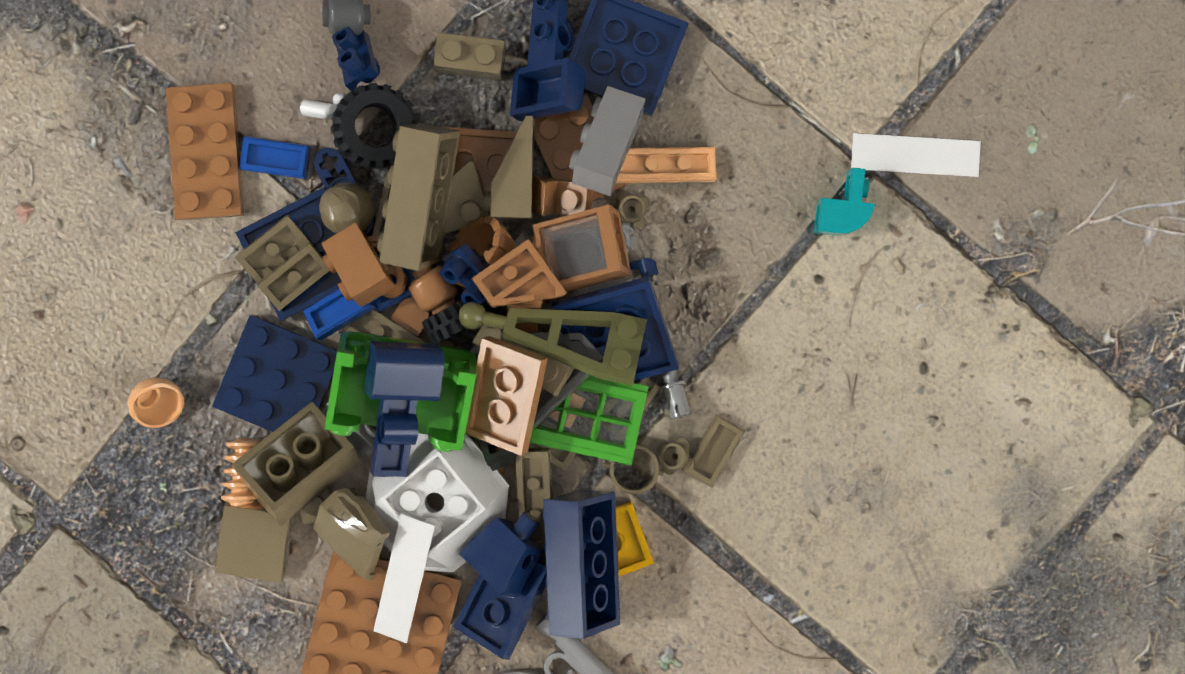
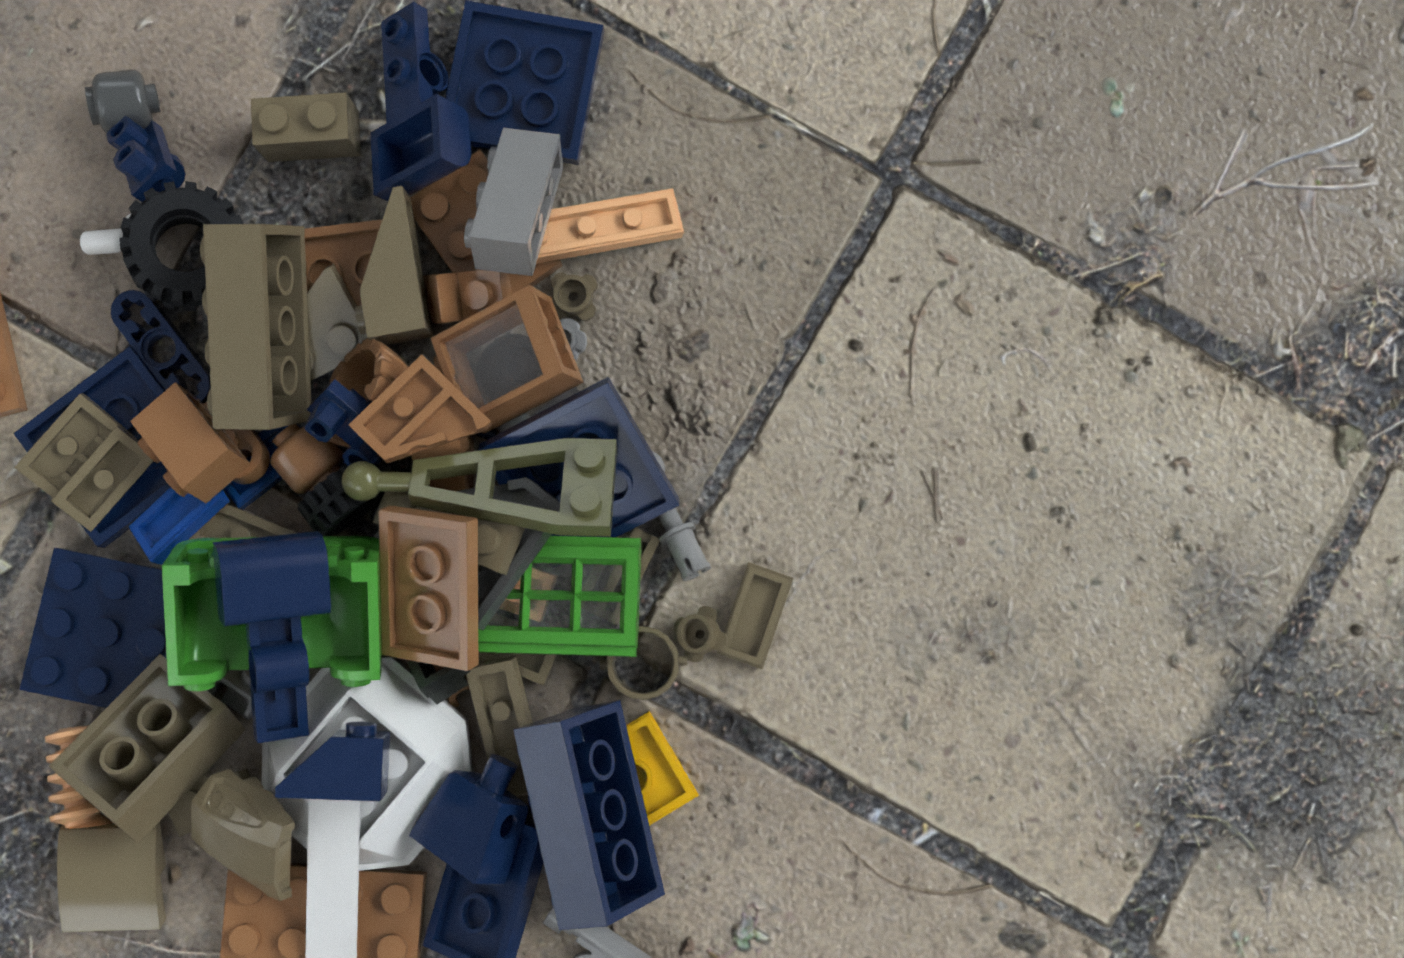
camera: 10 degrees left, 5 degrees down
(275, 158) = (57, 320): blue tile -> none
(344, 206) = (162, 361): dark tan piece -> none
(410, 316) = (281, 505): medium nougat tile -> none
(426, 503) = (345, 767): none -> dark blue slope
(646, 267) = (603, 369): dark blue hand -> none
(847, 215) = (873, 247): teal brick -> none
(916, 155) = (956, 148): white sticker -> none

